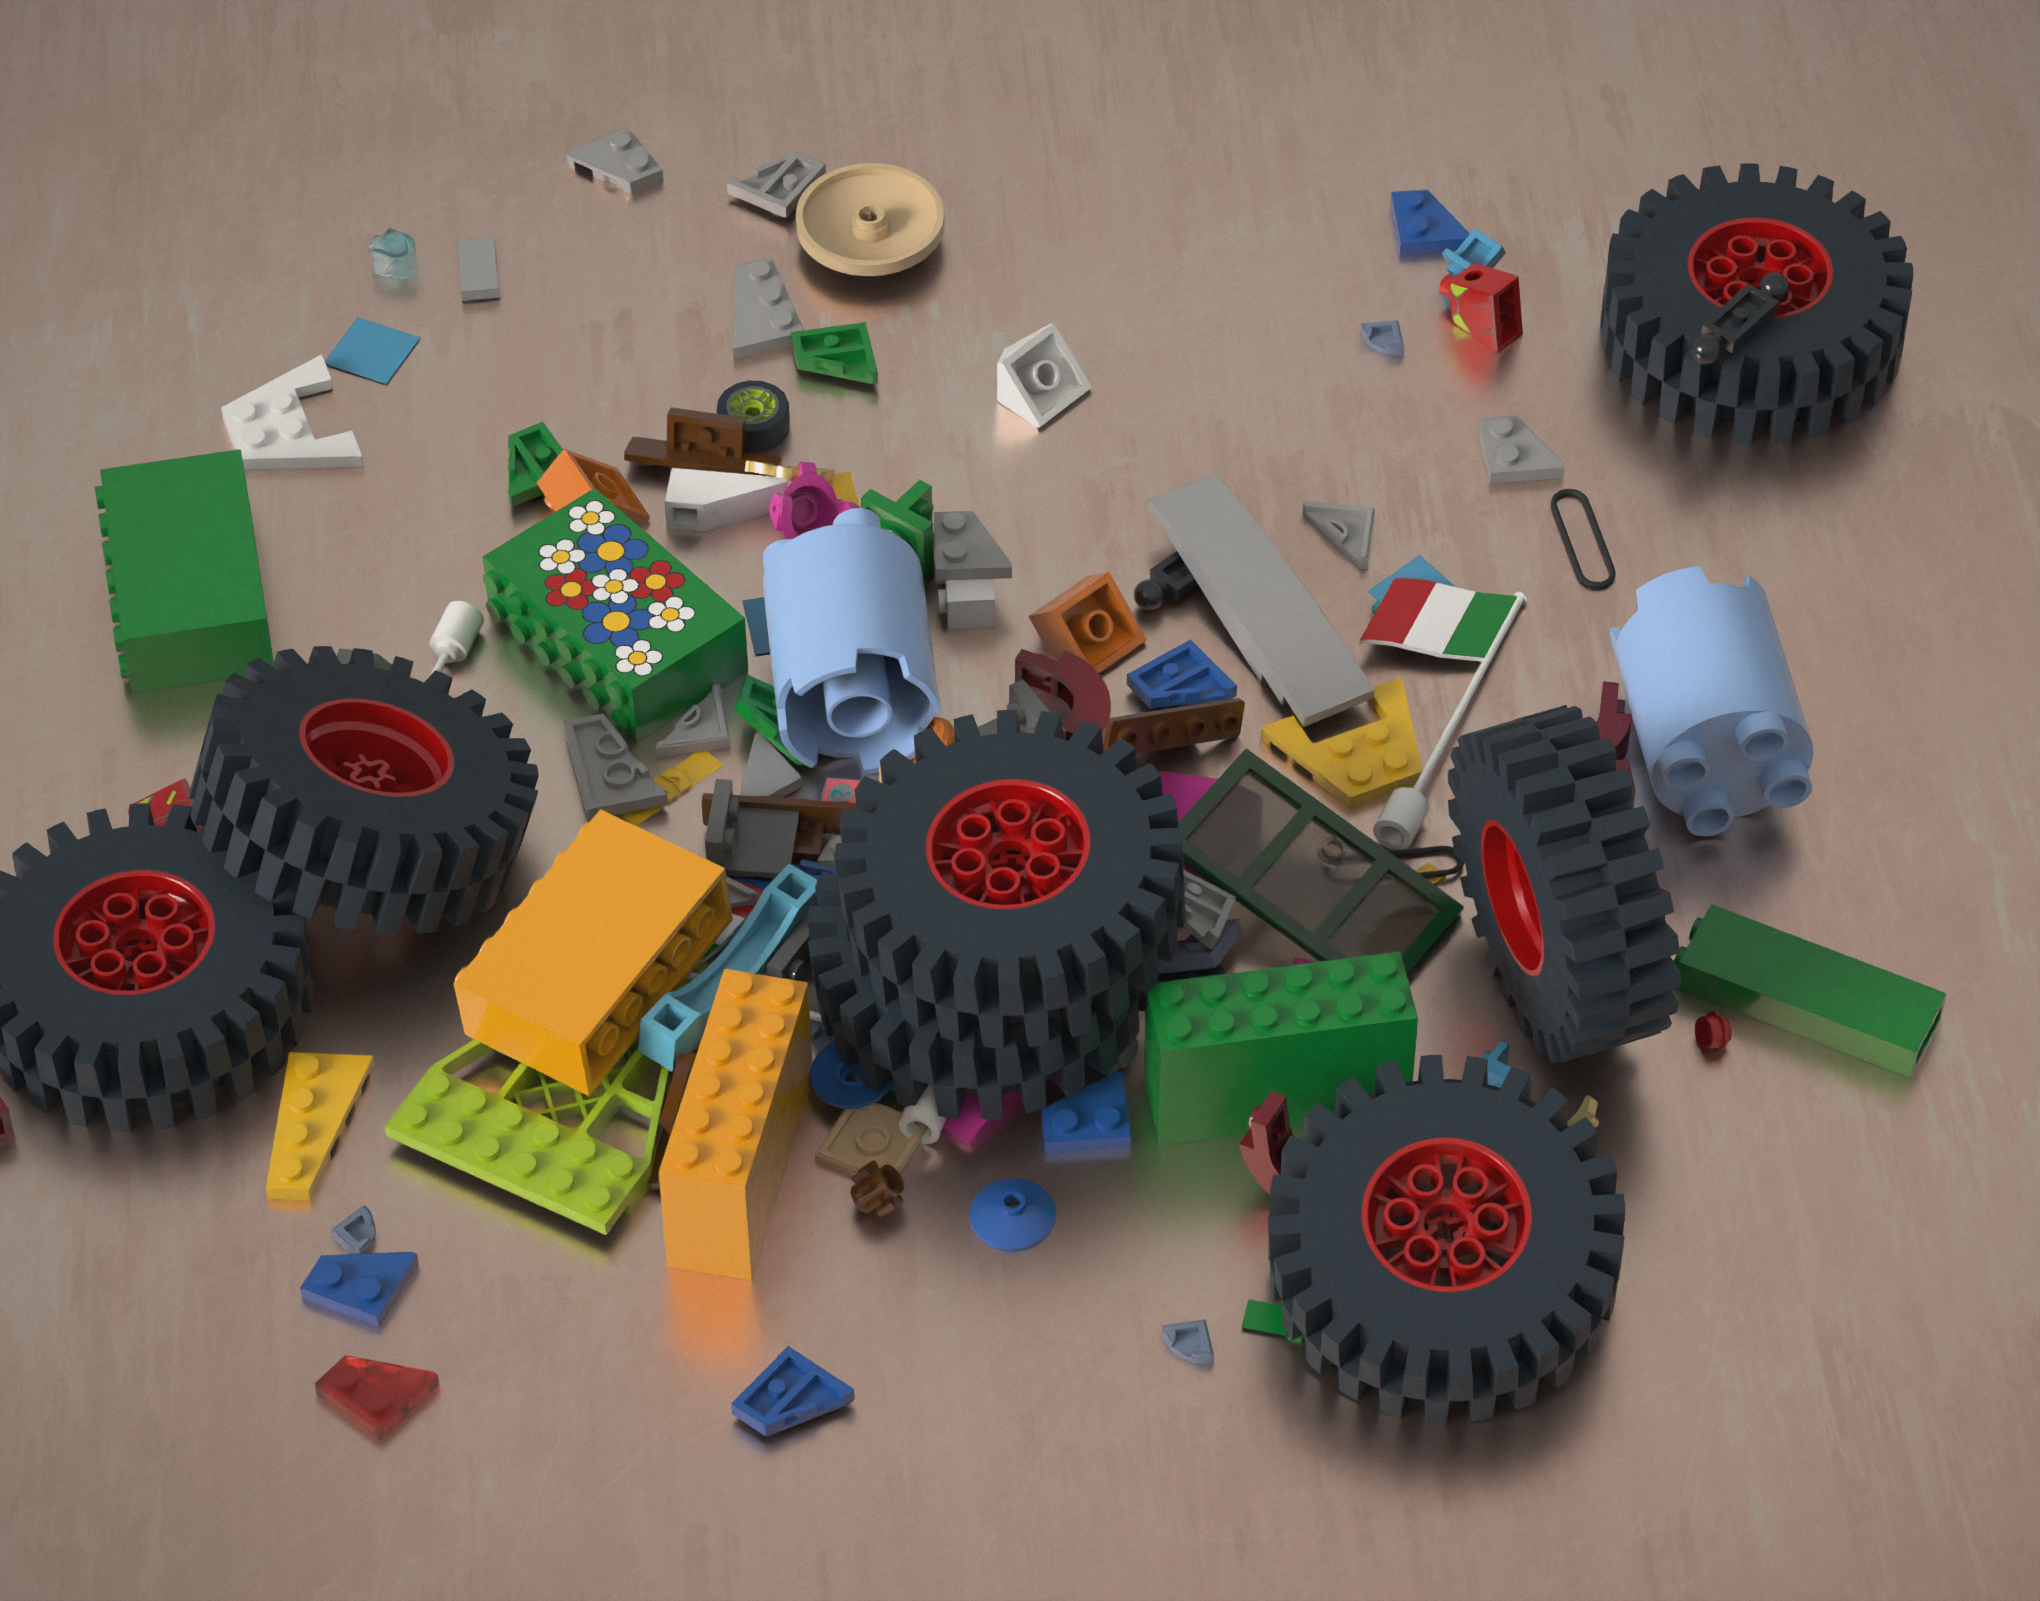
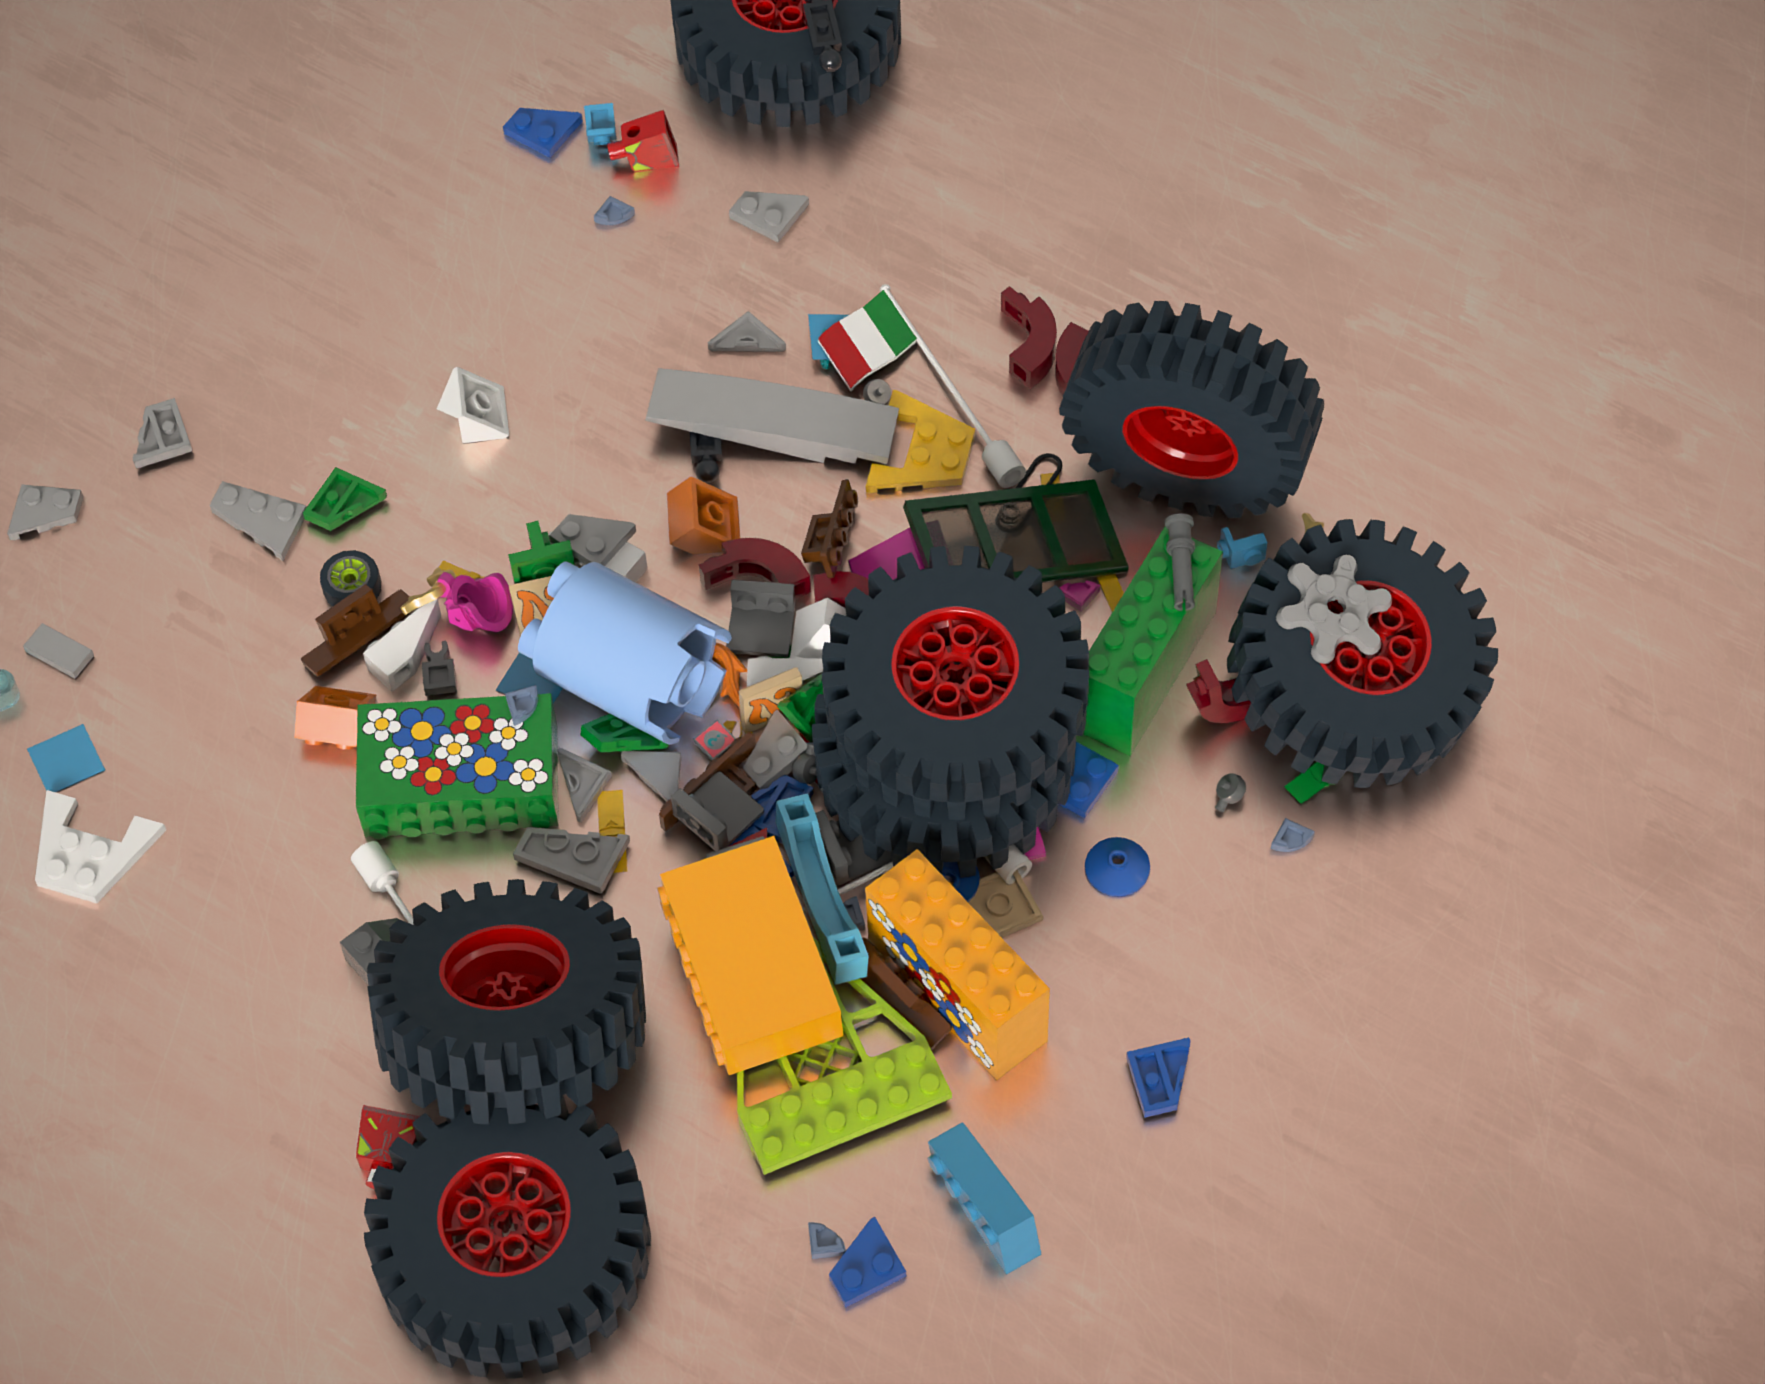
camera: 50 degrees left, 10 degrees up
(182, 570) = (176, 991): green brick -> none
(311, 1117) = (704, 1207): yellow wing -> none
(375, 1392) = (960, 1311): clear red wing -> none
(509, 1327) = (985, 1197): none -> dark azure wedge
(529, 458) = (269, 728): green wing -> none
(708, 602) = (522, 703): none -> sand blue tile
(714, 543) = (439, 672): none -> dark grey plate
(870, 219) = (252, 405): tan dish -> none
(877, 1188) = (1047, 924): reddish brown gear -> none
(1181, 678) = (790, 499): blue wing -> none
(1191, 1250) = (1229, 790): none -> dark grey piece
(1371, 971) = (1181, 548): none -> dark grey pin
(1381, 666) = (877, 391): none -> piece
(1435, 1181) = (1332, 628): none -> light grey plate
(1568, 543) = (899, 249): black piece -> none
(1713, 700) = (1081, 245): light blue brick -> none
(1810, 990) = (1342, 341): green brick -> none

